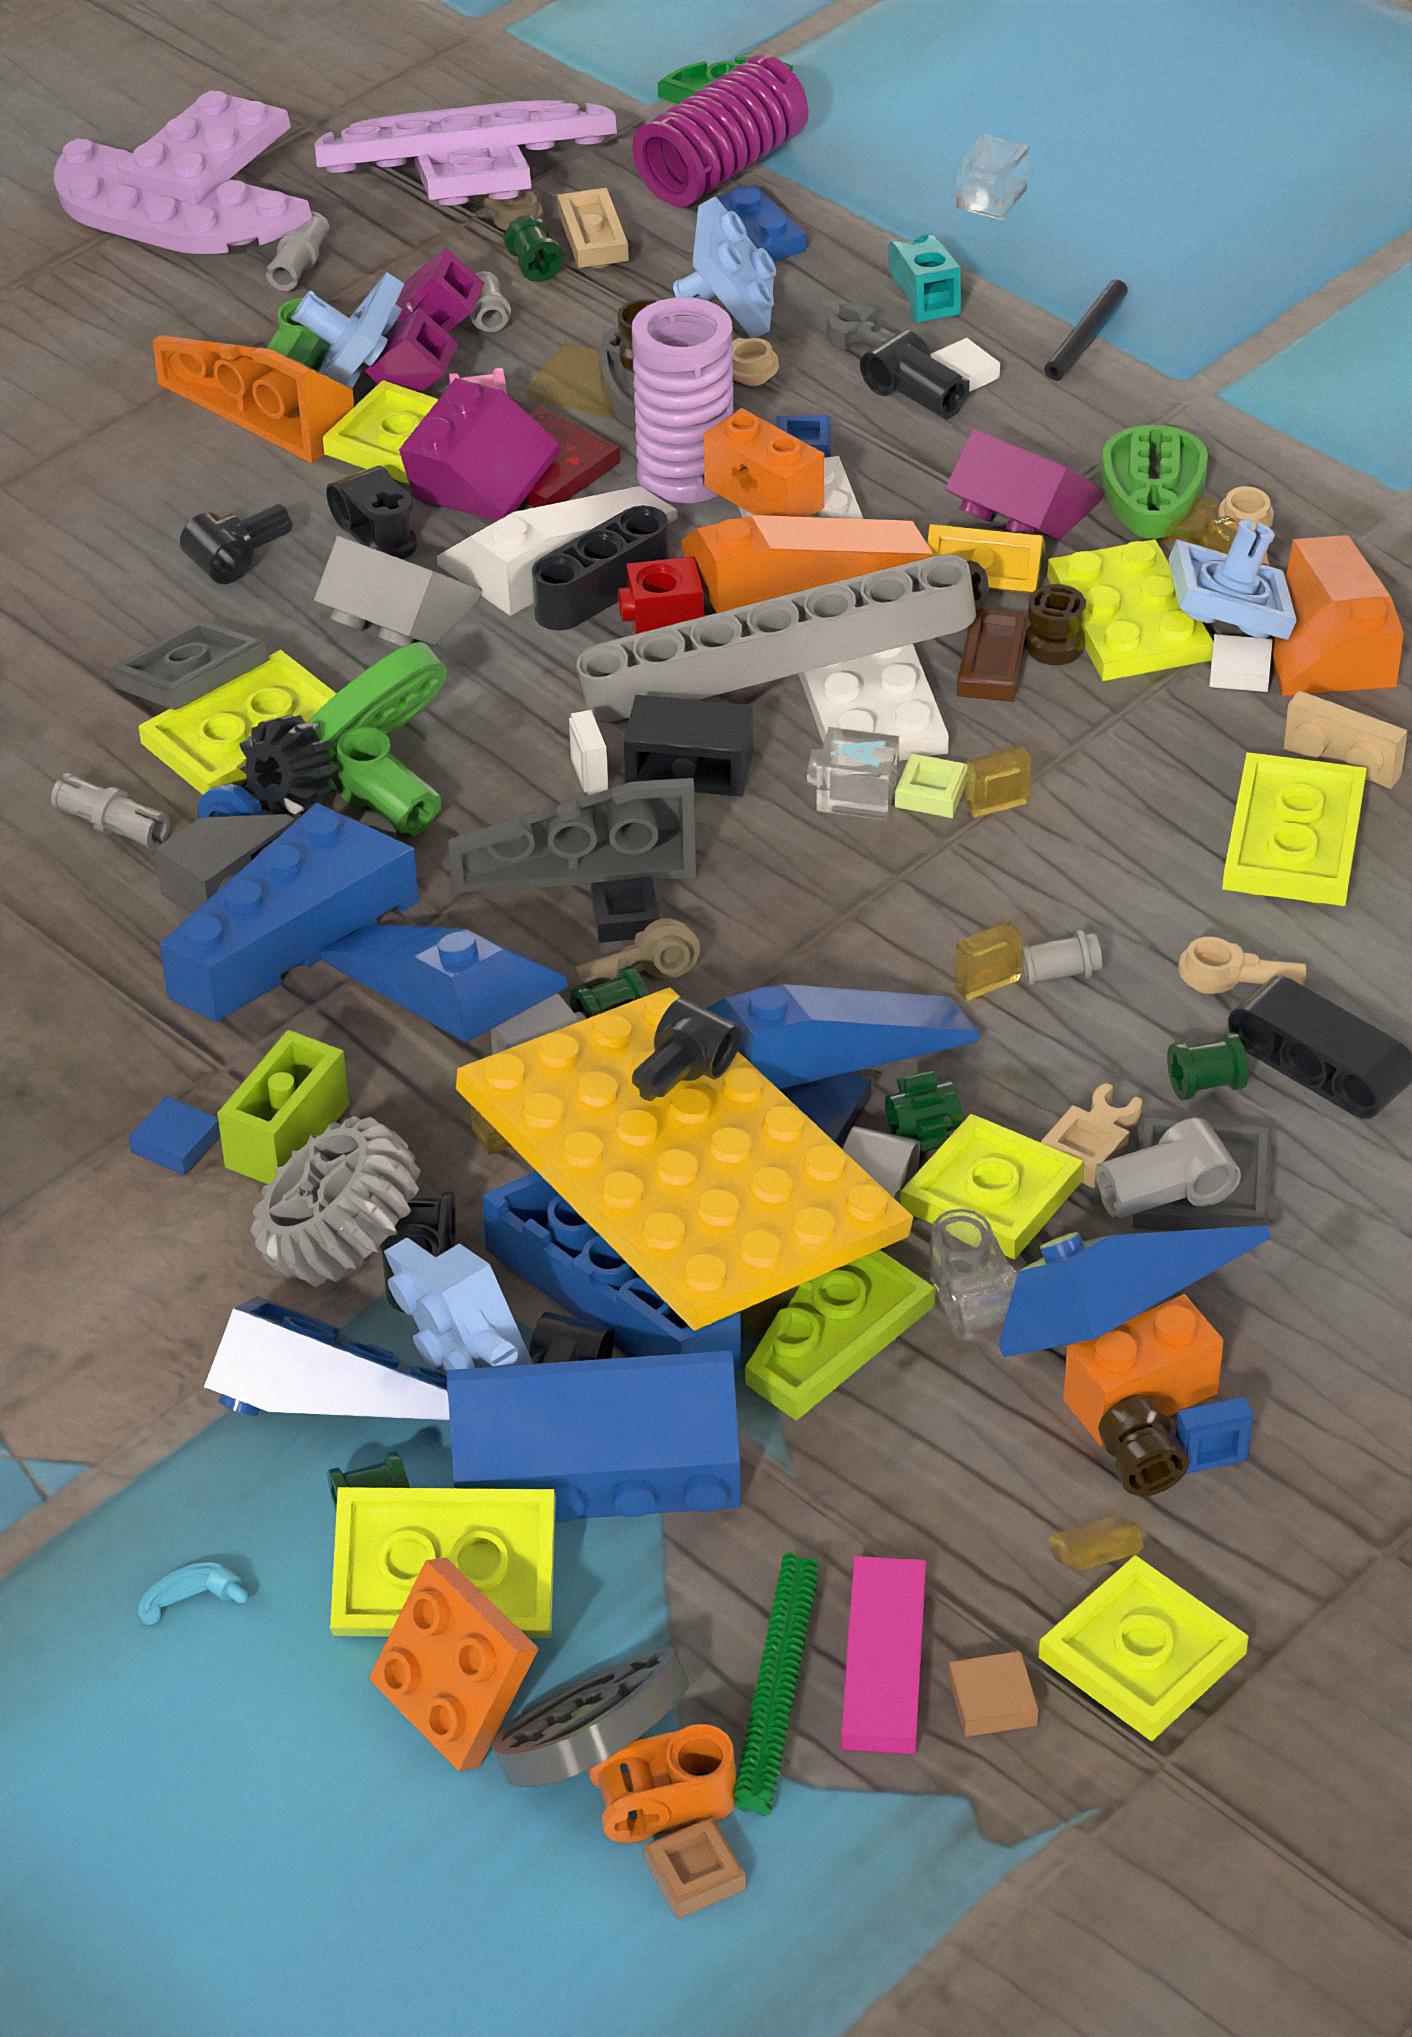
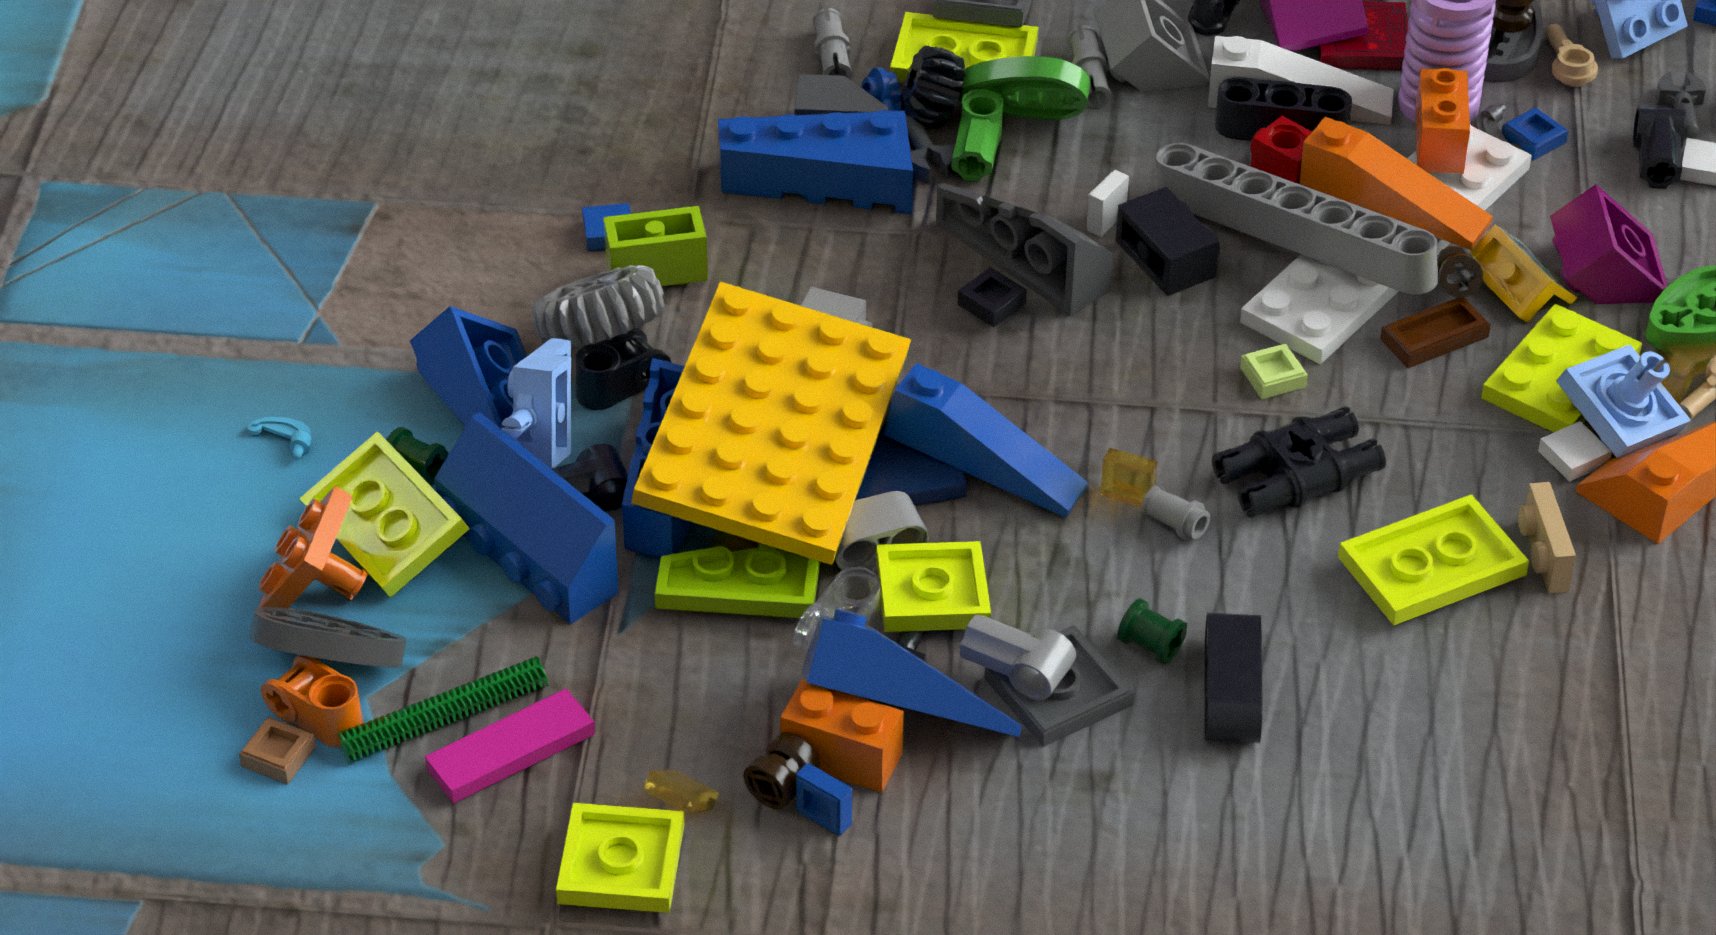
camera: 50 degrees right, 0 degrees up
(353, 642) = (1093, 62): none -> light grey pin
(445, 975) = (832, 251): blue wedge -> none
(614, 993) = (918, 332): dark green bush -> none
(663, 950) = (975, 330): dark tan plate -> none
(686, 1046) = (843, 363): black axle -> none
(855, 773) = (1230, 326): clear brick -> none
(924, 1110) = (957, 516): dark green gear -> none
(992, 1694) = (525, 810): medium nougat tile -> none
(998, 781) = (1301, 392): clear yellow tile -> none
(1056, 624) = (1491, 332): dark brown wheel -> none
(1081, 838) = (1298, 461): none -> black pin
(1095, 1134) = (1029, 611): tan plate -> none
(1217, 966) = (1255, 588): tan plate -> none

